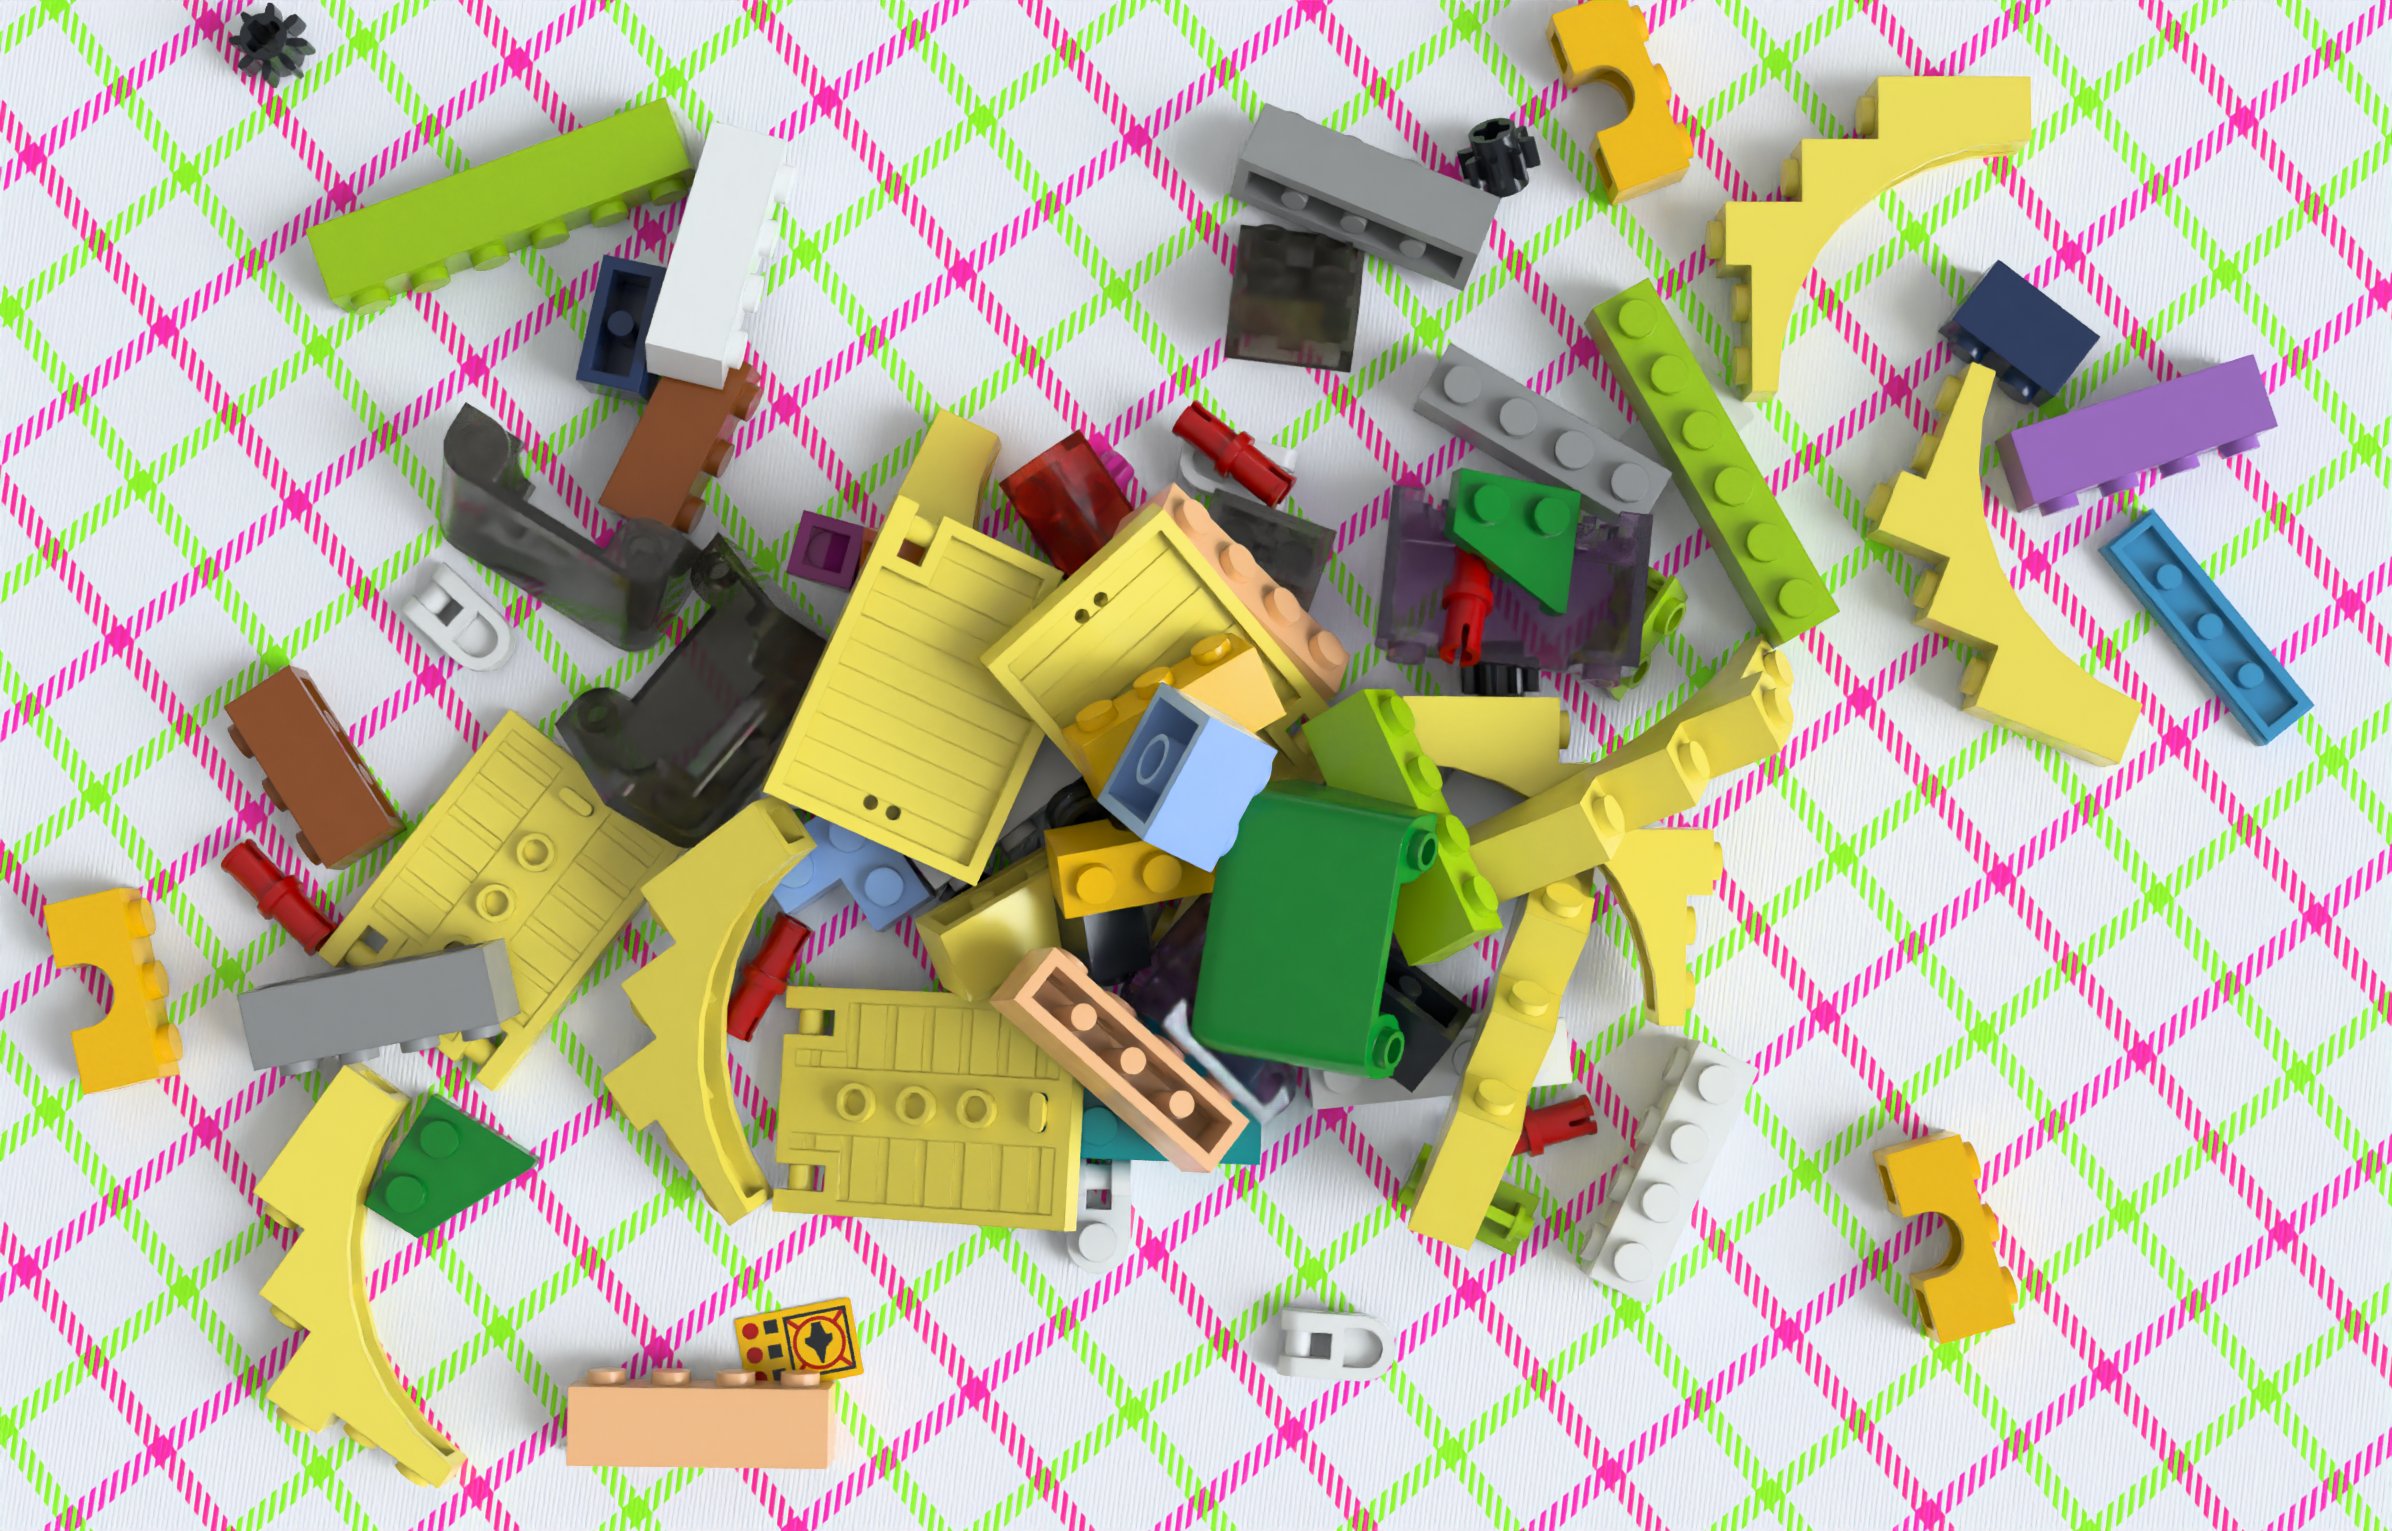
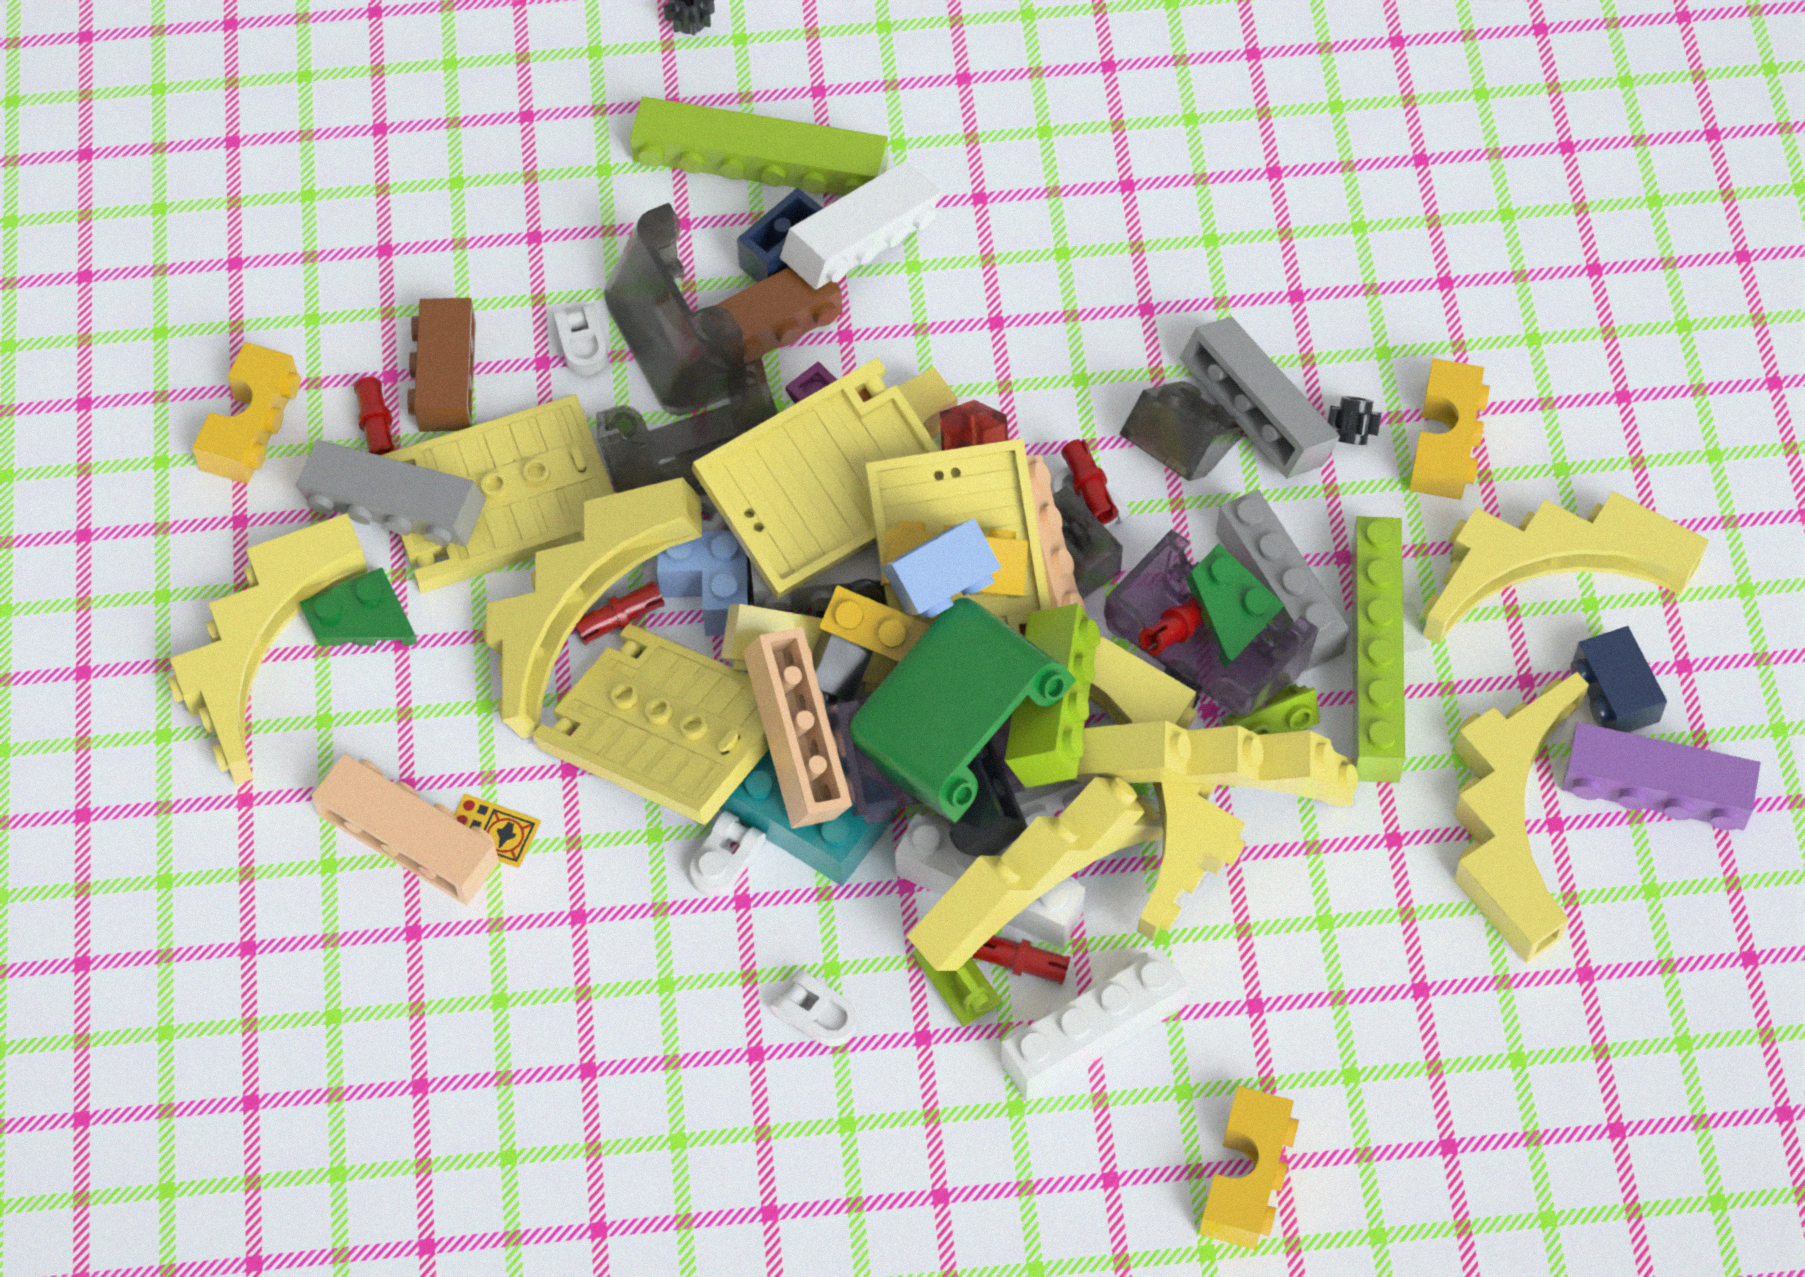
camera: 30 degrees right, 25 degrees down
(2206, 628) = (1643, 917): dark azure tile -> none

